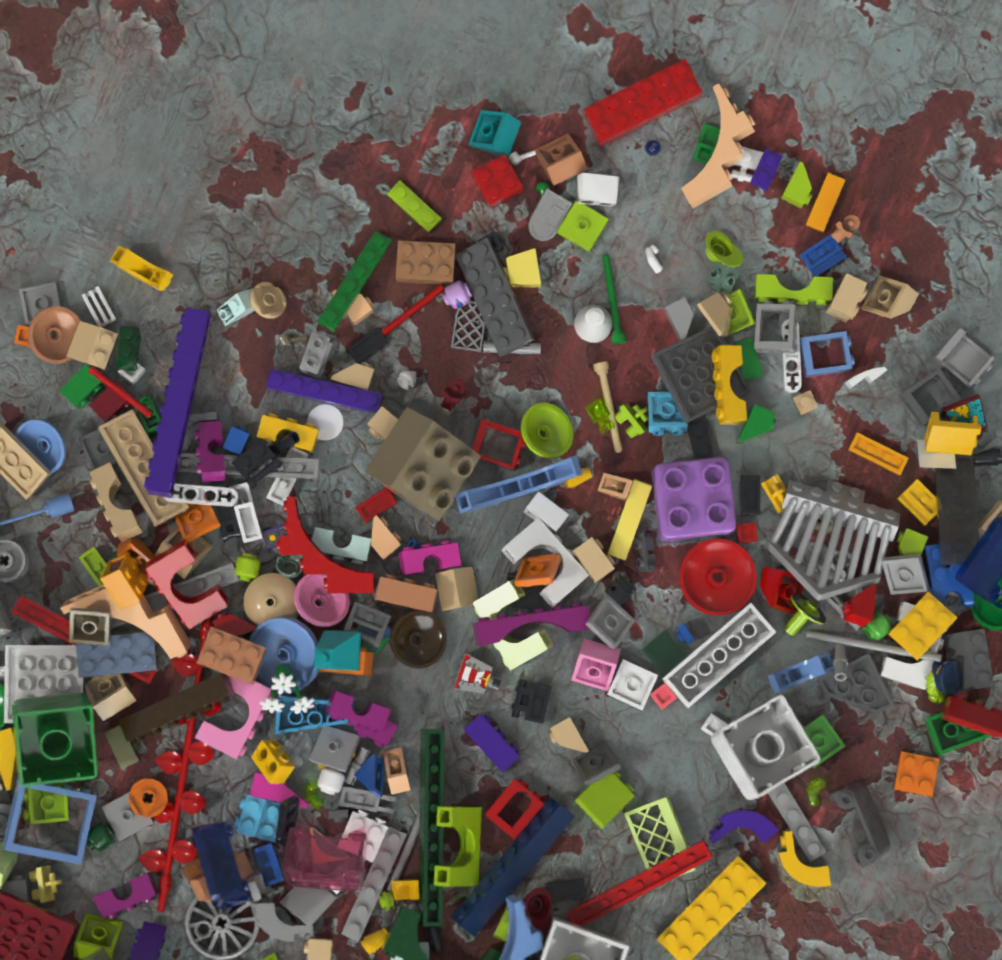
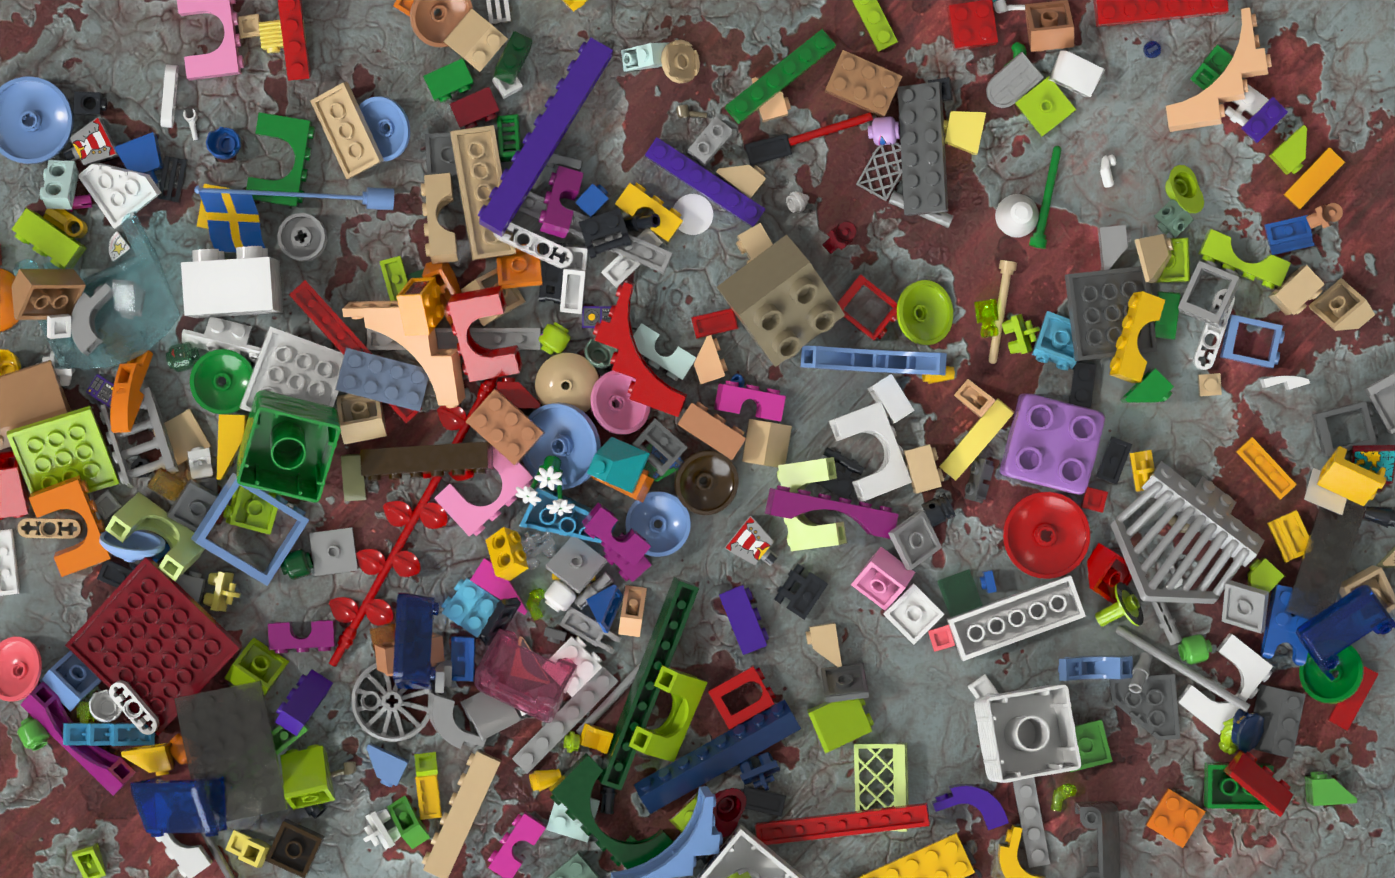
camera: 15 degrees right, 5 degrees up
(90, 626) = (367, 341): dark tan slope -> none
(120, 391) = (488, 102): red bar -> none
(151, 787) = (351, 536): orange plate -> none
(393, 674) = (674, 520): none -> medium blue dish
(537, 570) = (859, 457): orange plate -> none
(556, 868) = (768, 767): none -> dark blue hips
(860, 608) = (1184, 623): red slope -> none
(922, 626) = (1242, 667): yellow plate -> none

